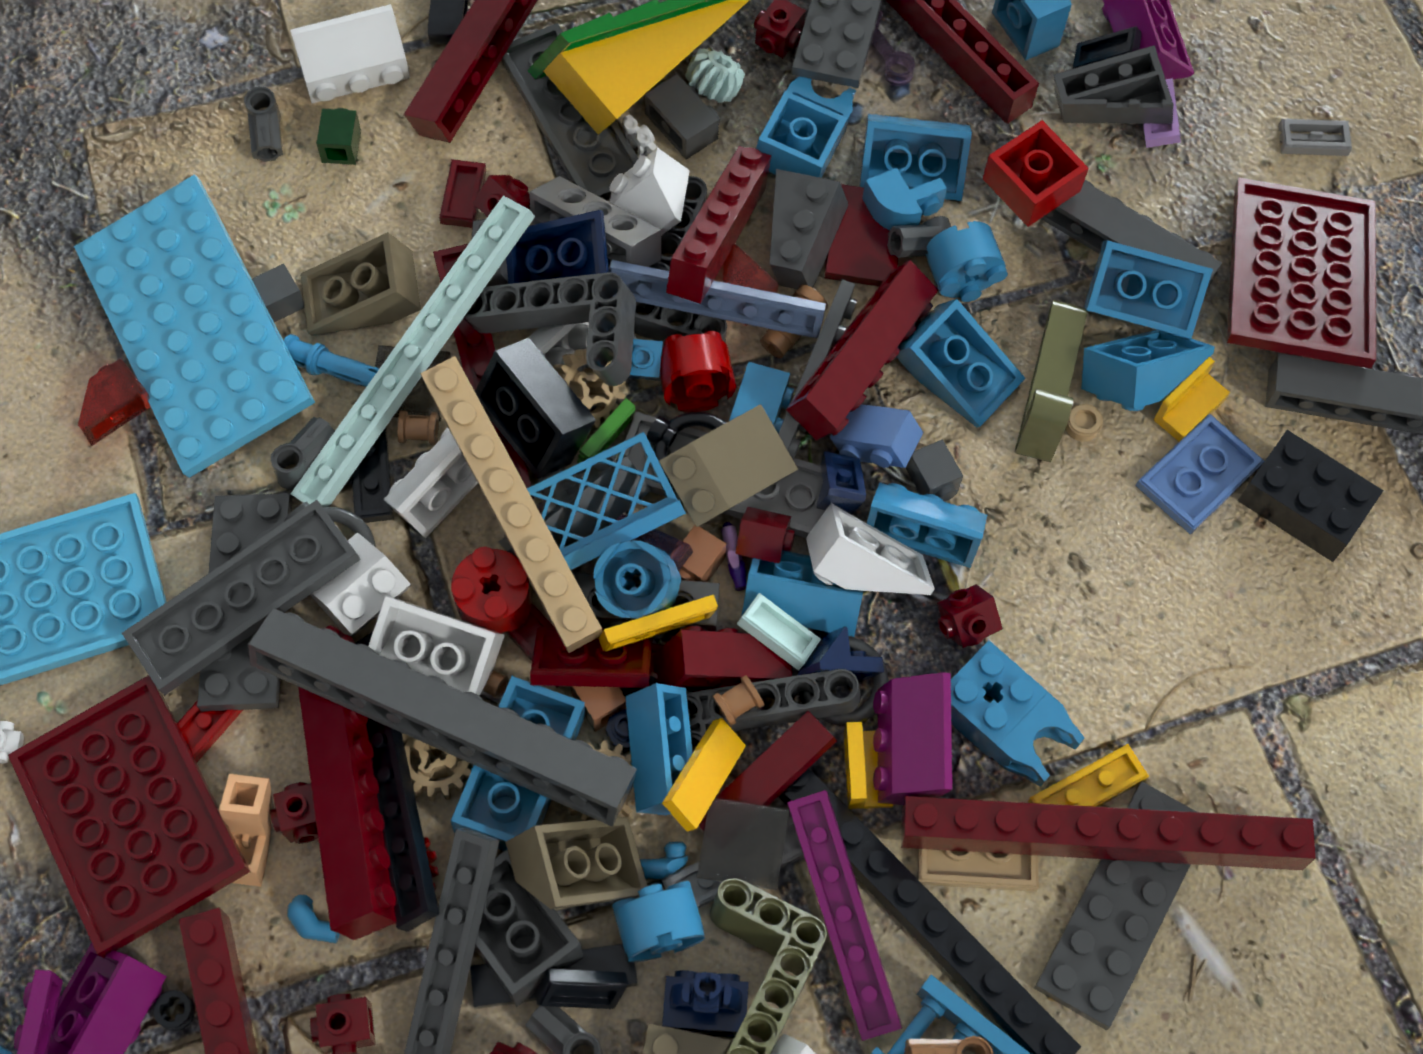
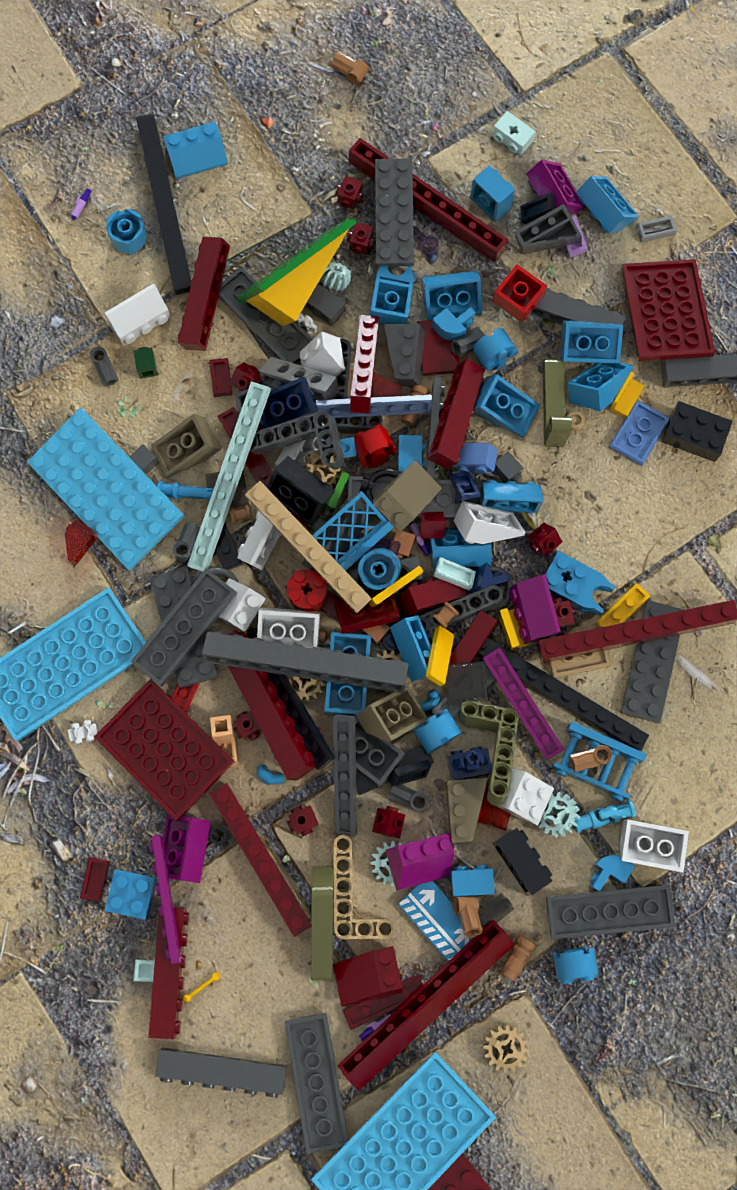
camera: 15 degrees left, 10 degrees up
(969, 759) = (564, 612): none -> dark red brick
(1233, 74) = (606, 204): none -> dark azure slope

